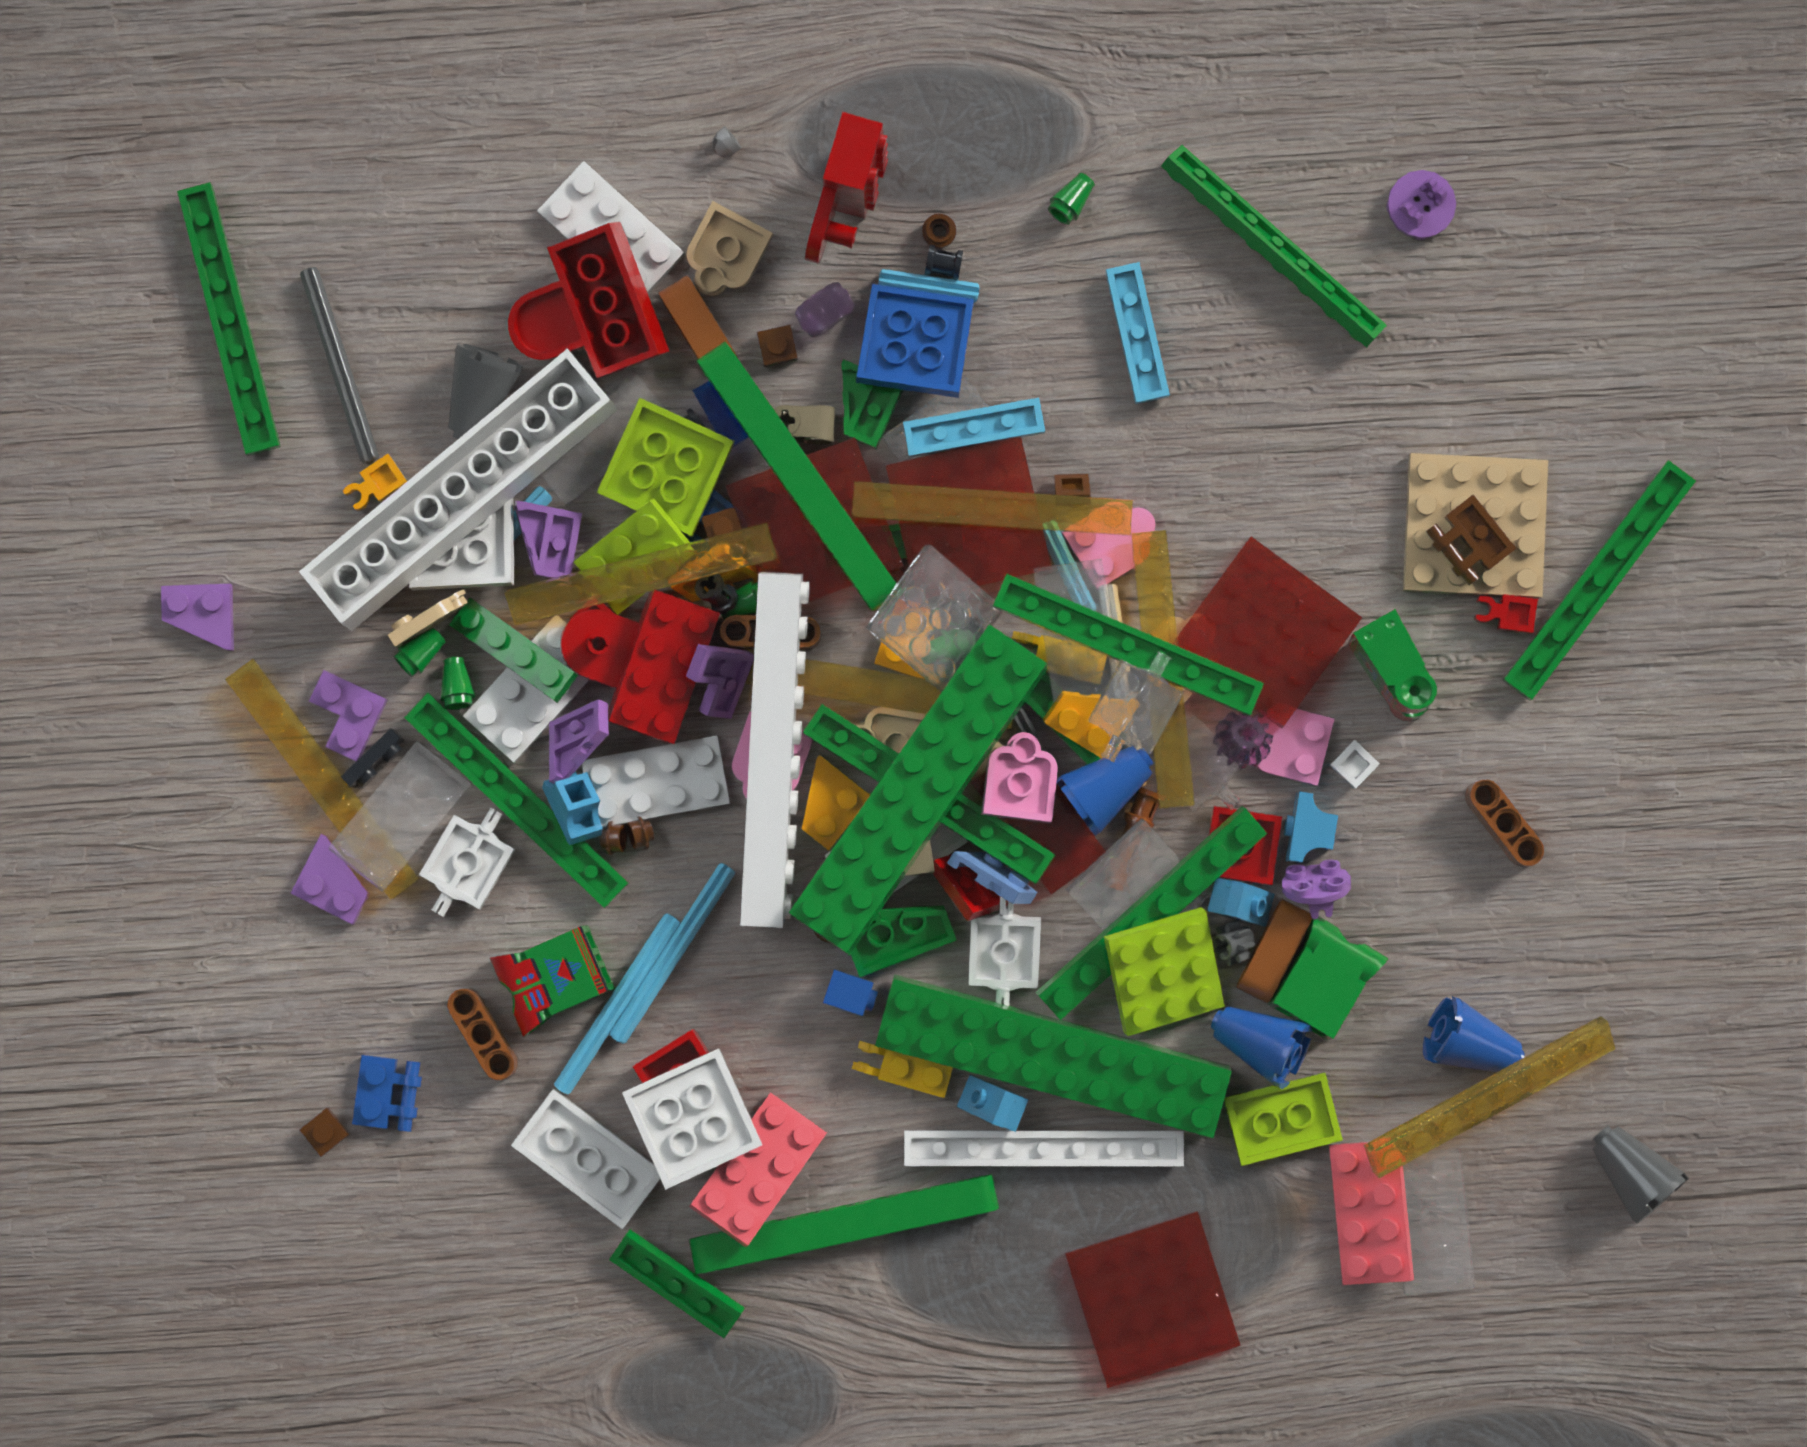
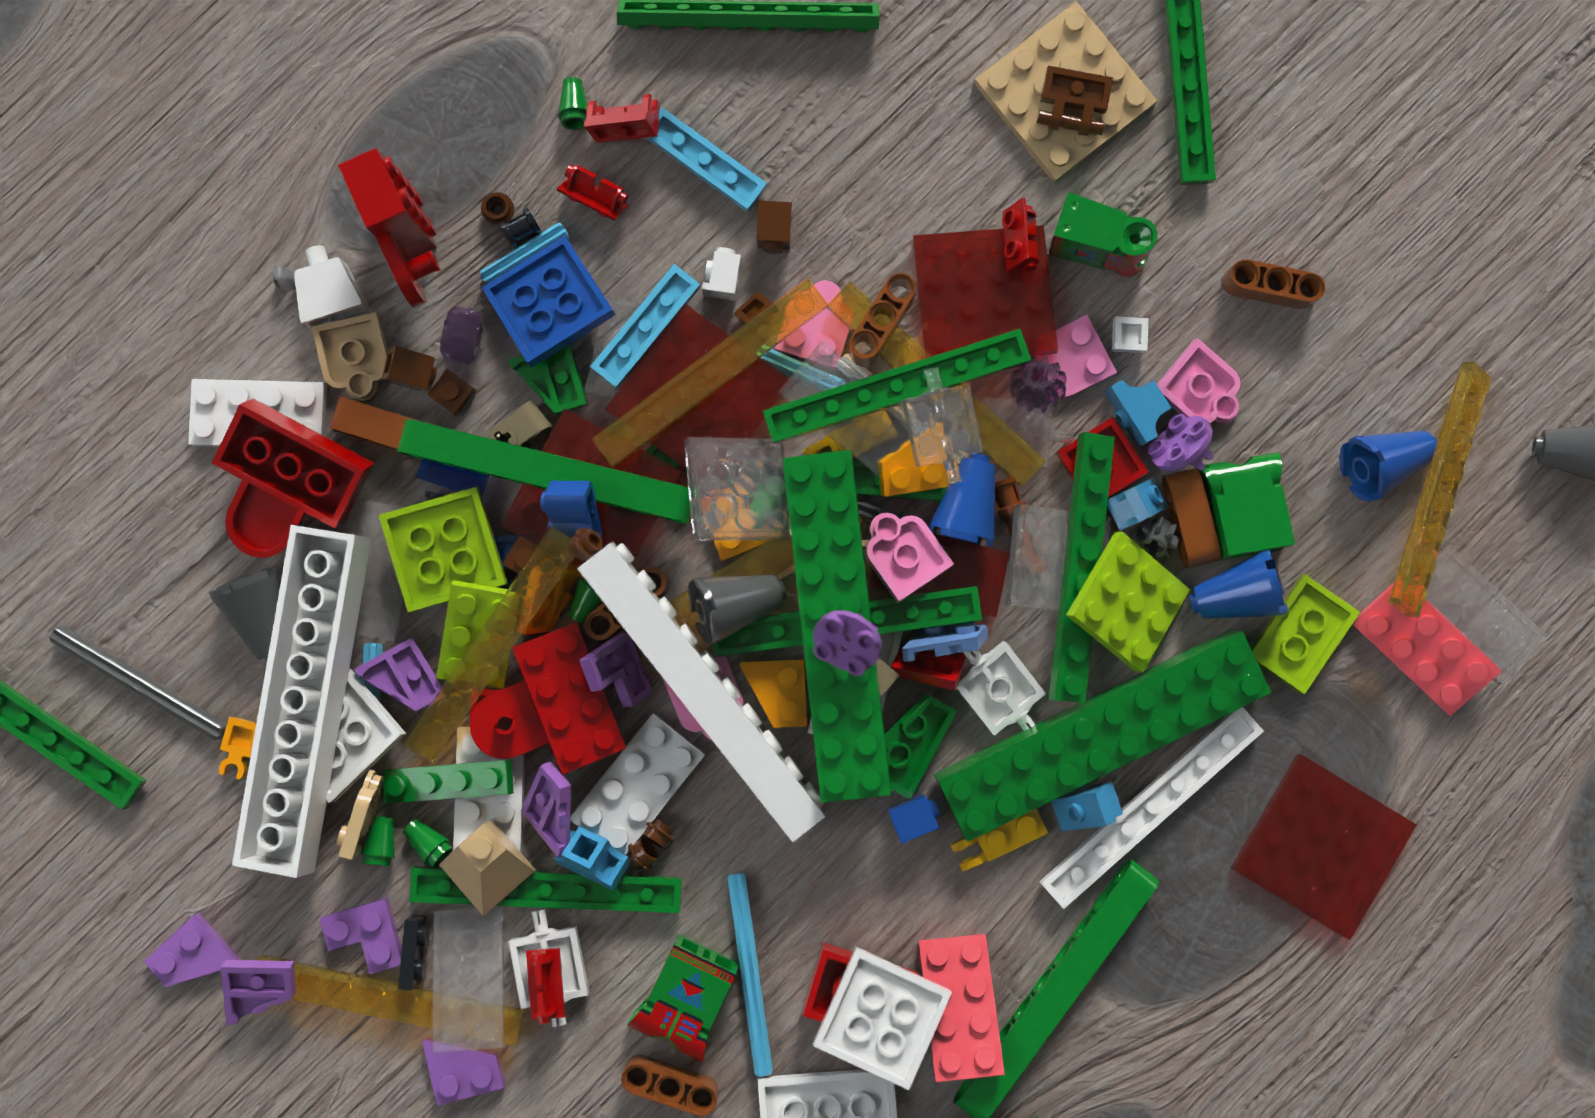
camera: 45 degrees left, 0 degrees up
(234, 679) = (255, 986): none -> medium lavender wing
(455, 871) = (545, 984): none -> red hinge
(487, 742) = (487, 866): none -> tan slope
(672, 953) = (758, 902): medium azure axle -> none
(716, 593) = (561, 609): black bush -> none
(749, 181) = (327, 290): none -> white torso
(760, 300) = (409, 369): none -> reddish brown brick
(780, 560) = (586, 543): none -> reddish brown plate
(792, 526) = (571, 506): none -> blue brick
(854, 703) = (732, 603): none -> dark grey cone
(914, 806) = (861, 648): none -> medium lavender plate
(1029, 297) = (606, 199): none -> red hinge
(1071, 437) = (723, 275): none -> white brick
(1098, 247) = (623, 121): none -> red hinge
(1145, 434) = (774, 226): none -> reddish brown brick
(1177, 574) = (885, 304): none -> dark orange beam
(1340, 599) = (1018, 225): none -> red hinge
(1375, 854) = (1202, 385): none -> bright pink plate
(1513, 613) = (1146, 130): red plate -> none

